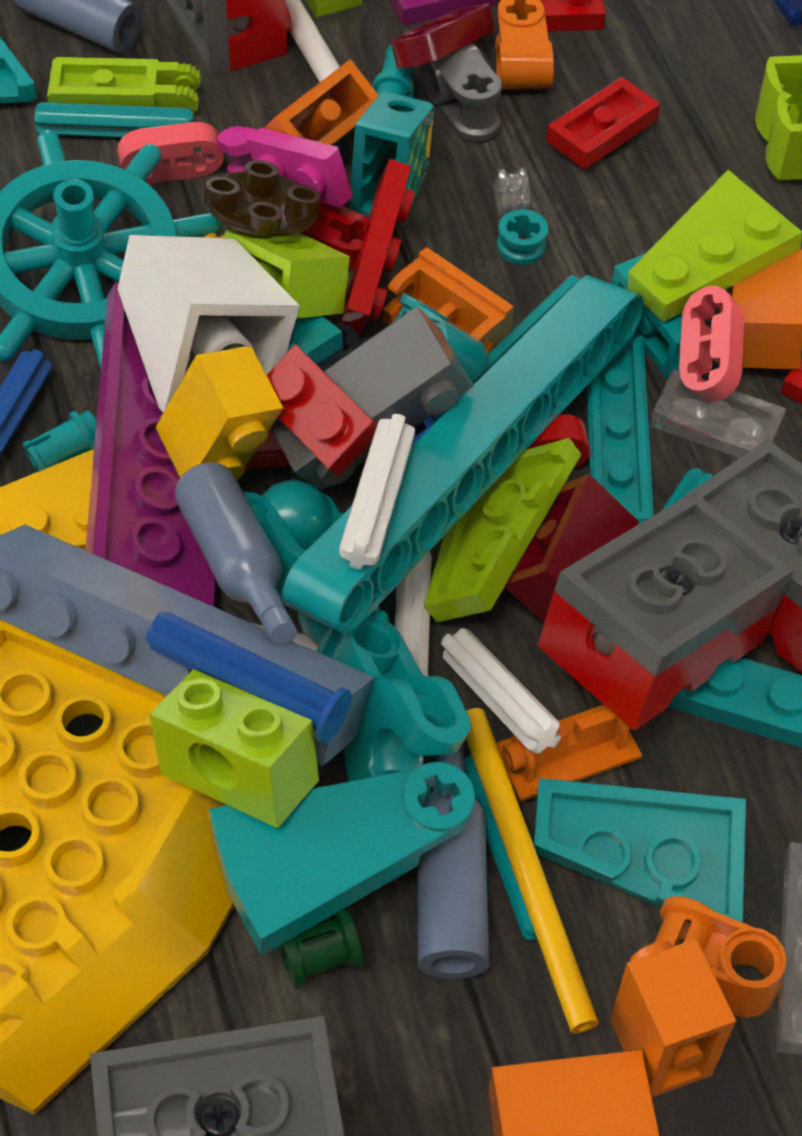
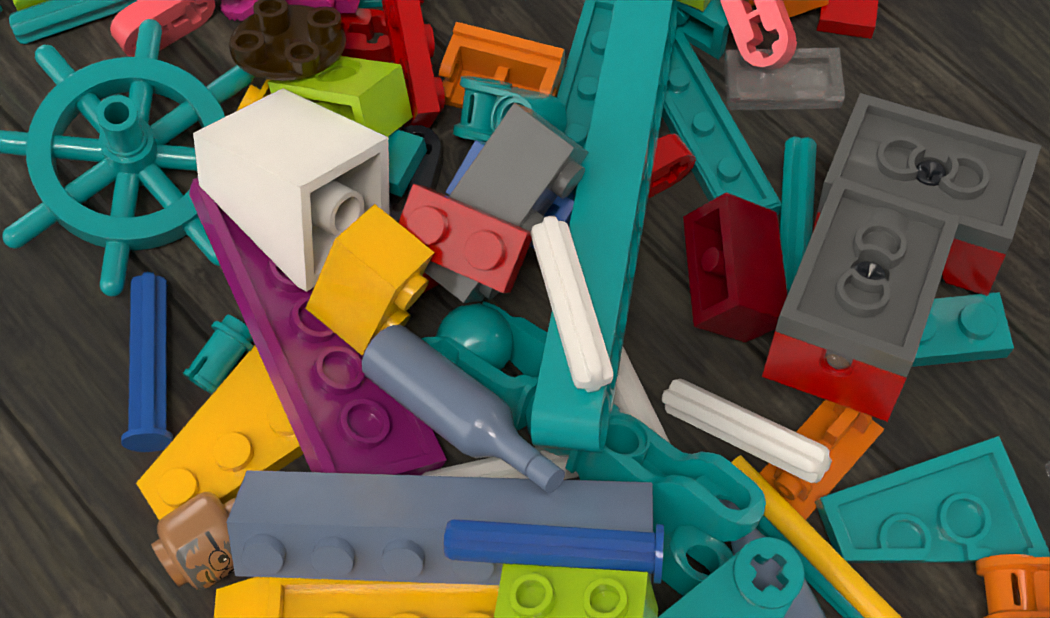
camera: 20 degrees left, 10 degrees up
(496, 531) = (666, 281): lime wing -> none

